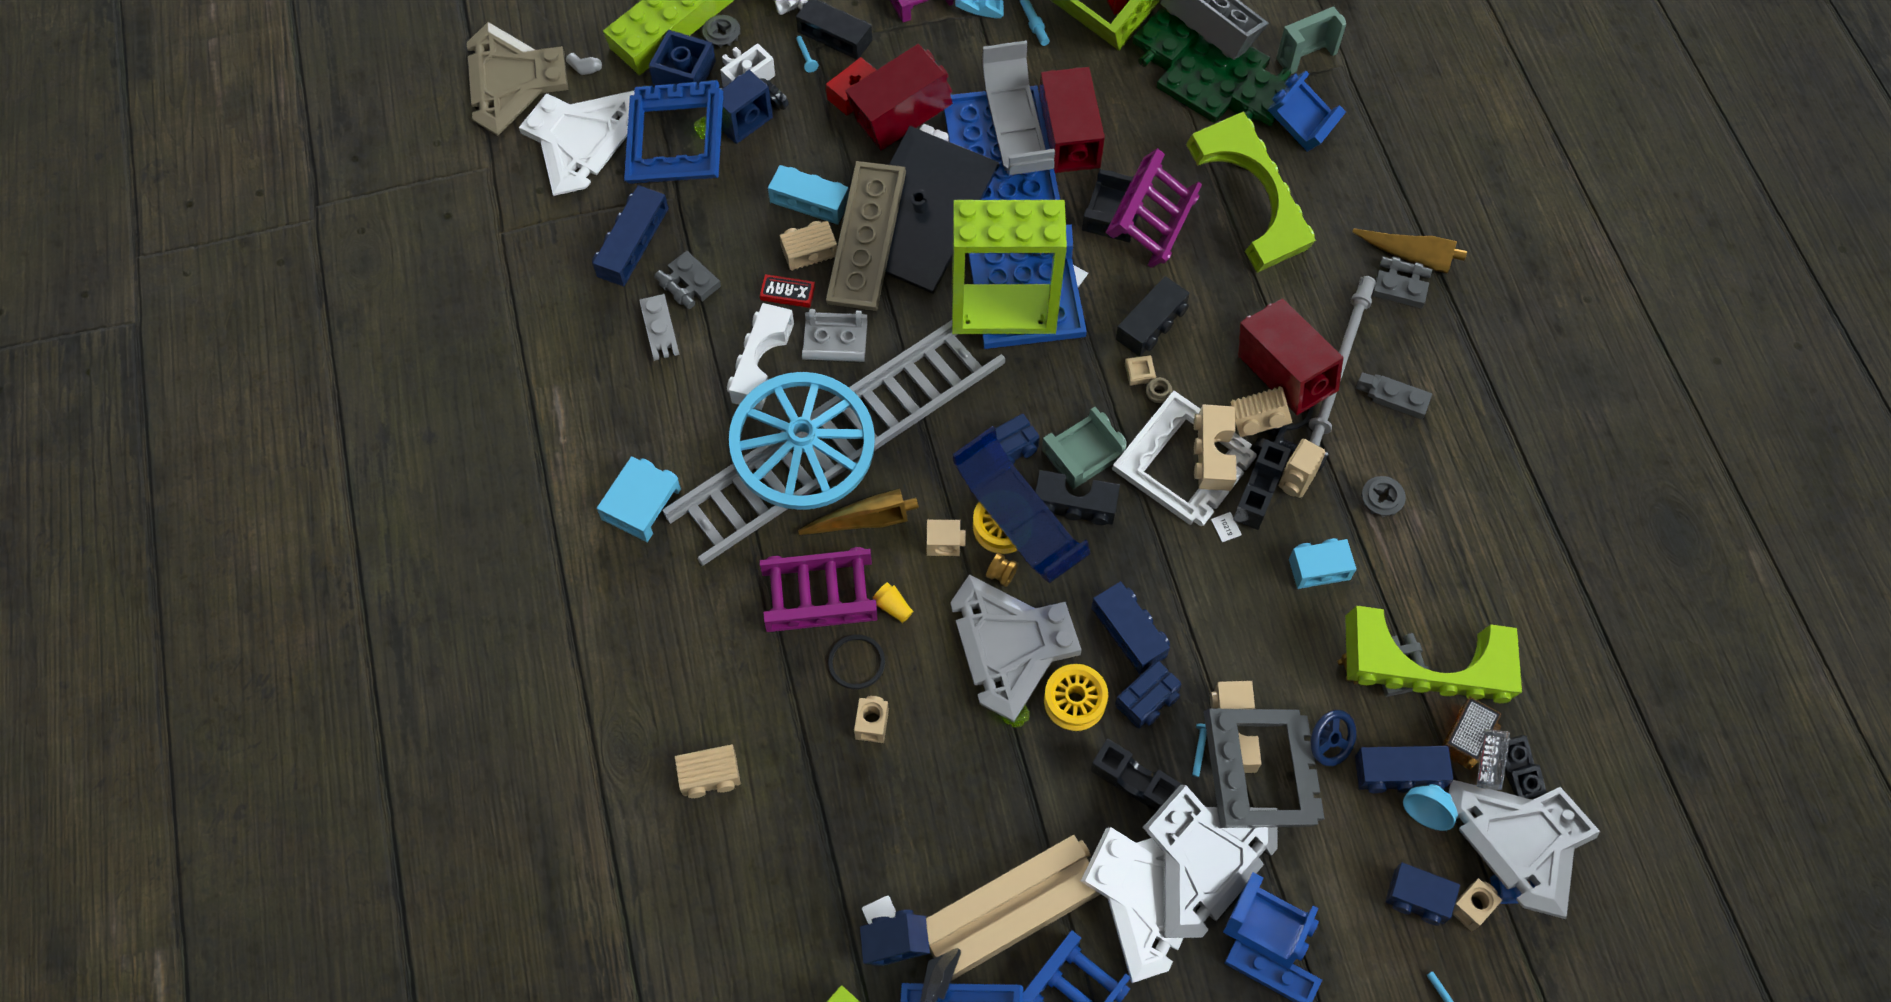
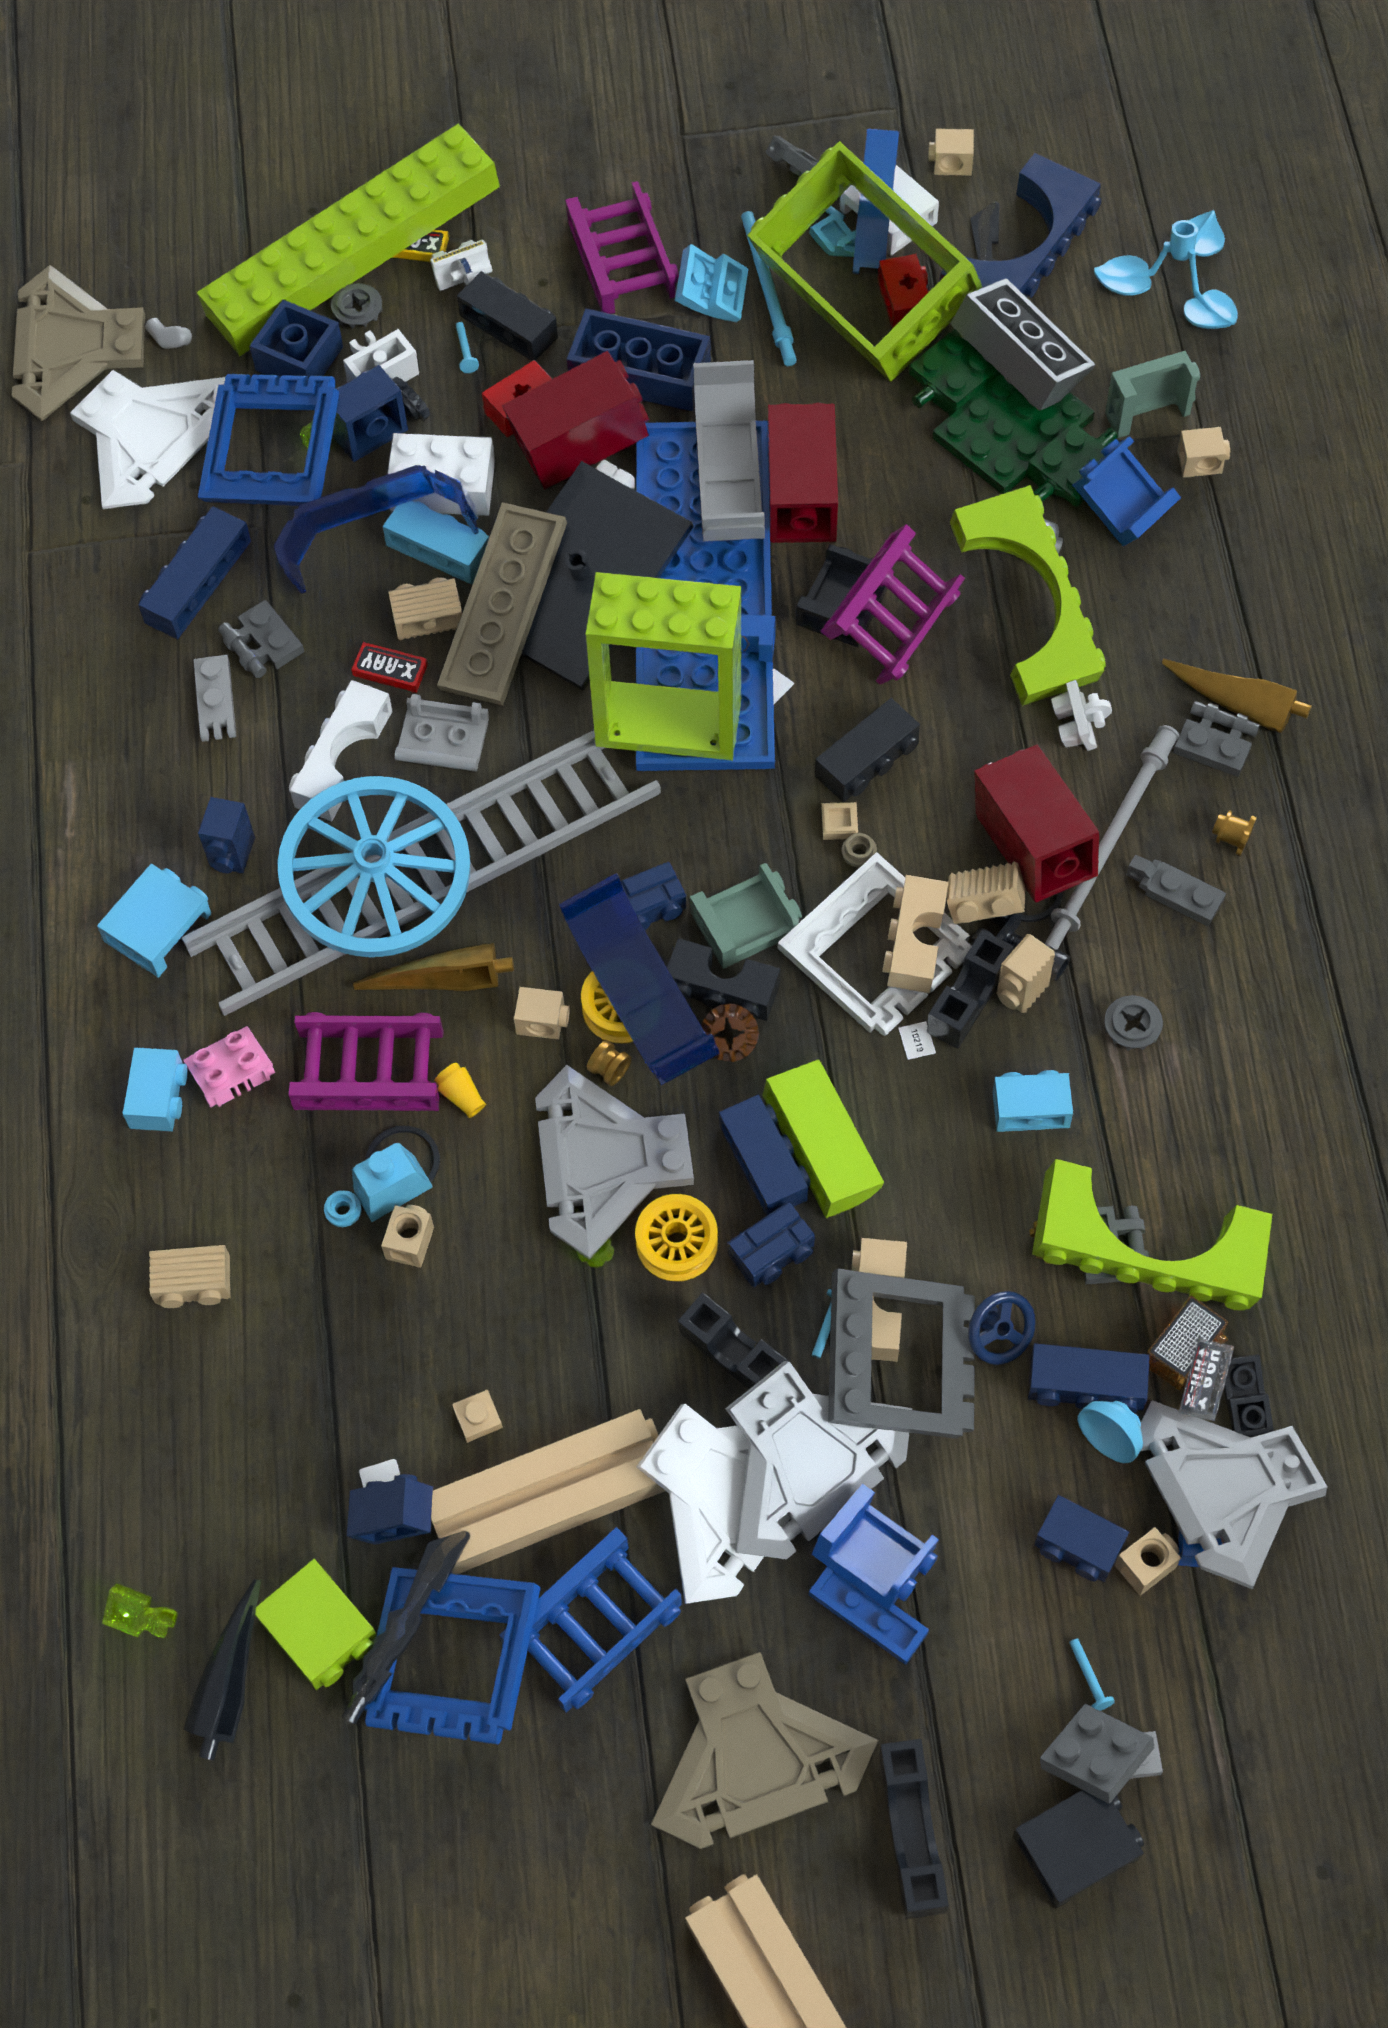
camera: 10 degrees right, 0 degrees up
(658, 629) = (154, 1089): none -> medium azure brick
(686, 428) = (226, 835): none -> dark blue brick
(712, 603) = (229, 1064): none -> bright pink hinge
(753, 170) = (360, 502): none -> clear blue windscreen
(805, 144) = (459, 457): none -> white brick
(817, 696) = (339, 1199): none -> medium azure plate
(850, 680) = (388, 1180): none -> medium azure torso
(946, 854) = (477, 1416): none -> tan plate
(952, 45) = (654, 355): none -> dark blue brick
(1096, 526) = (740, 1019): none -> reddish brown gear
(1173, 608) = (823, 1138): none -> lime brick
(1296, 267) = (1074, 704): none -> white hips
(1353, 78) = (1202, 452): none -> tan brick
(1429, 347) = (1233, 830): none -> pearl gold brick

